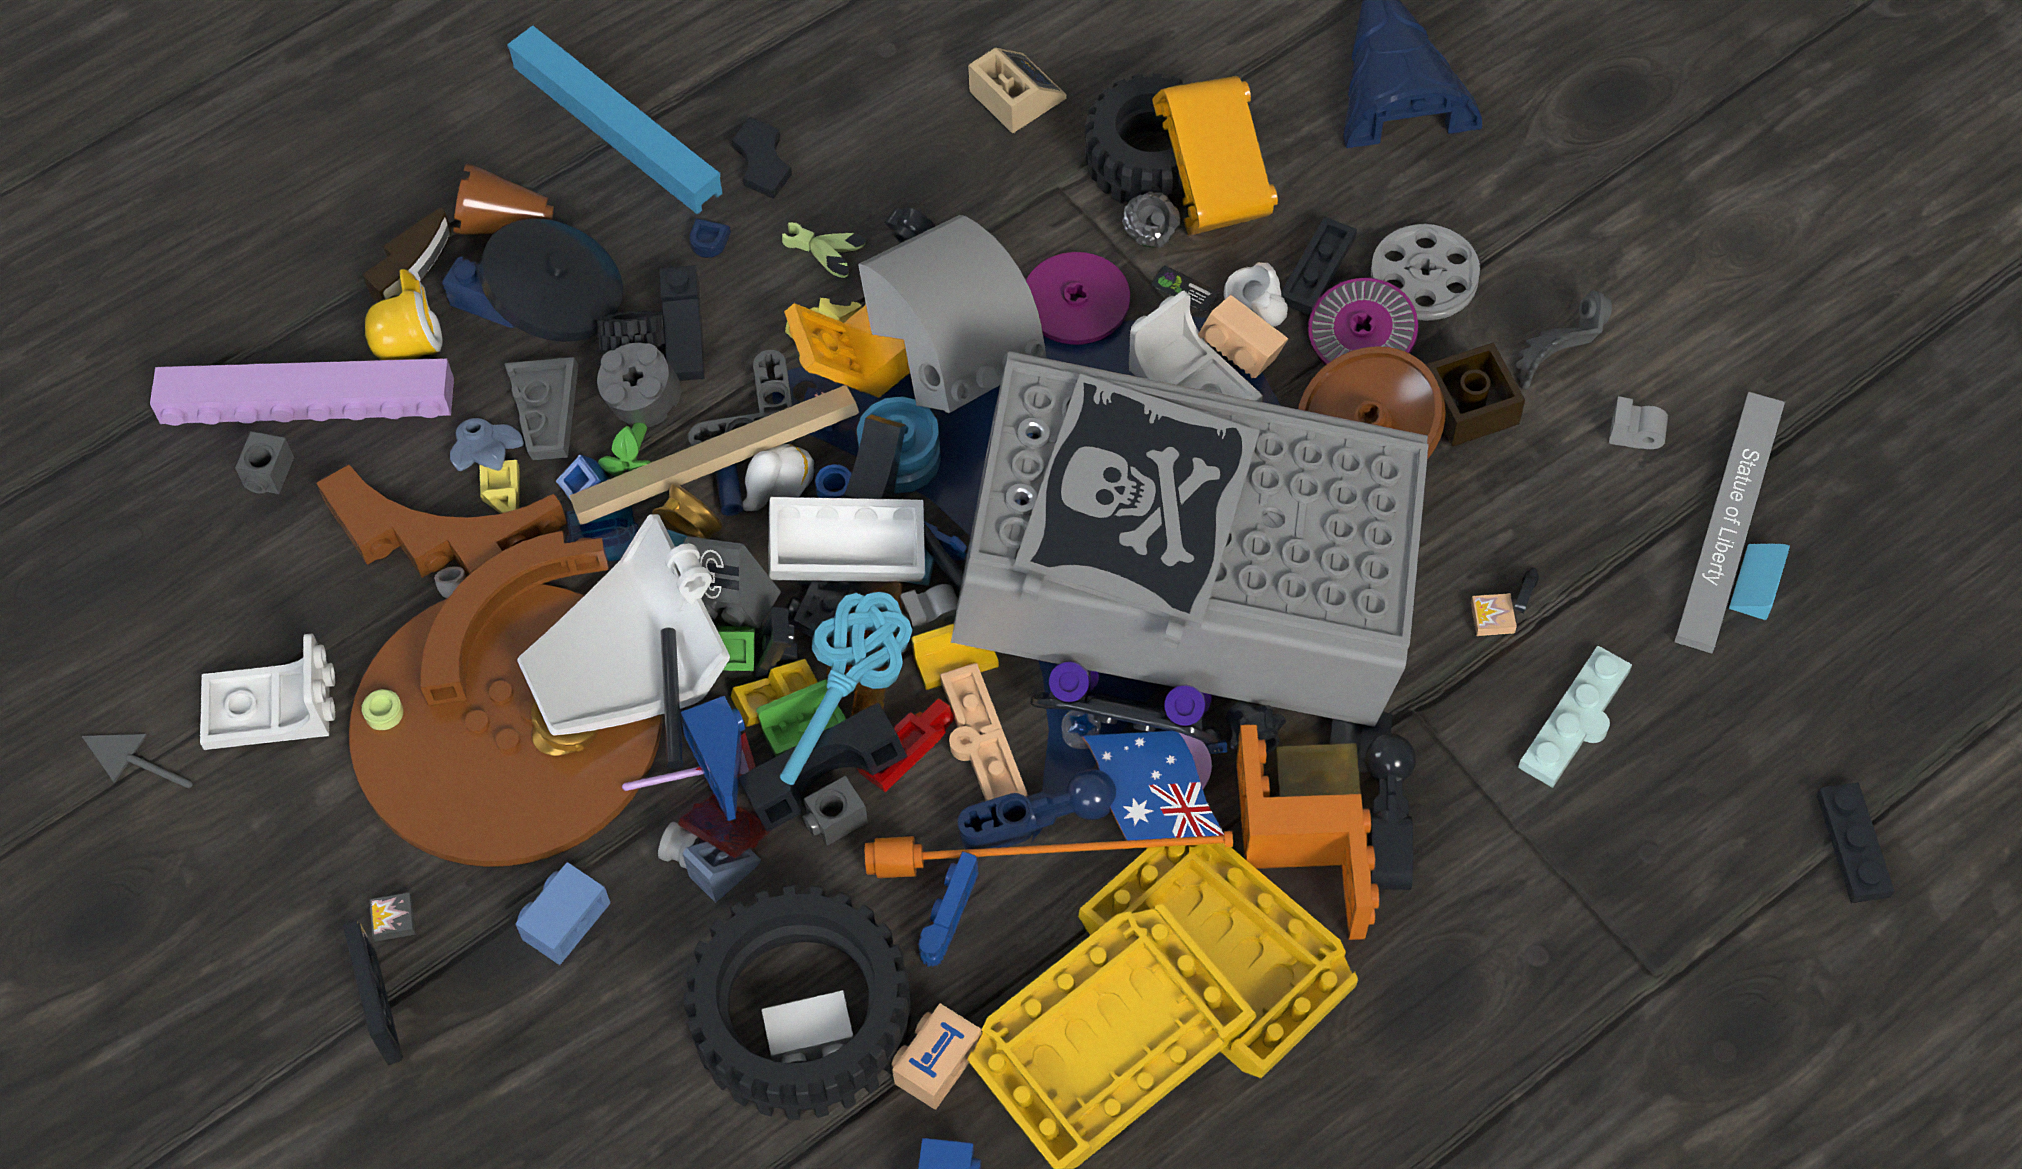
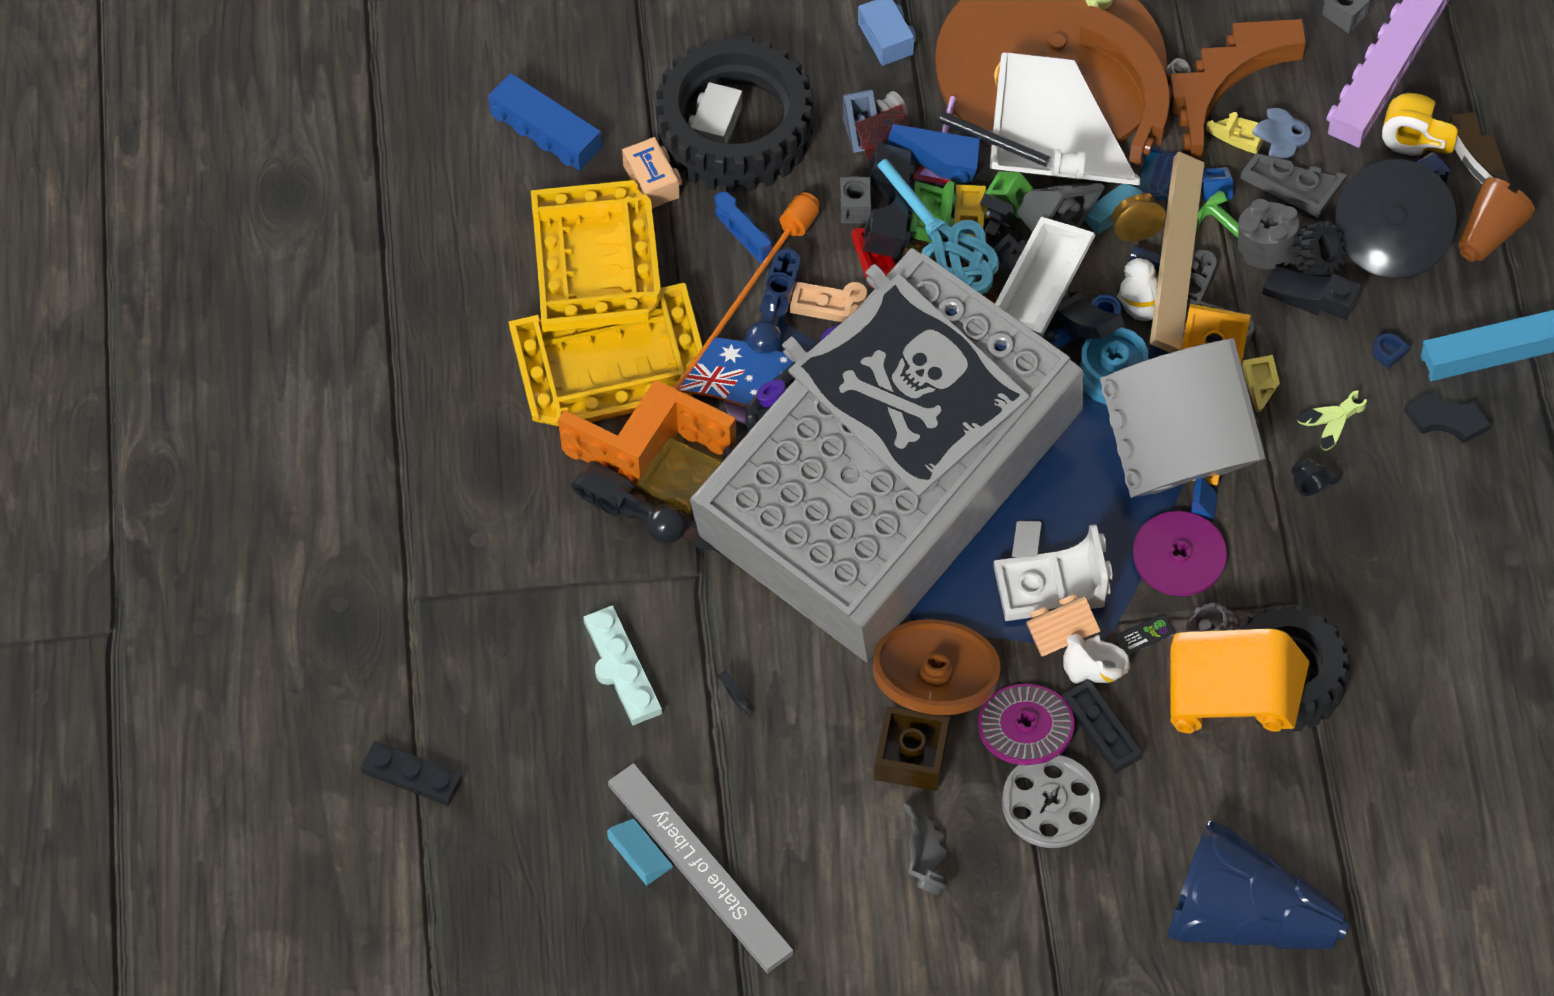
camera: 120 degrees right, 0 degrees up
(1012, 87) = (1407, 610): tan slope -> none
(1493, 614) = (734, 661): light nougat tile -> none
(1637, 425) = (816, 851): light grey leg -> none

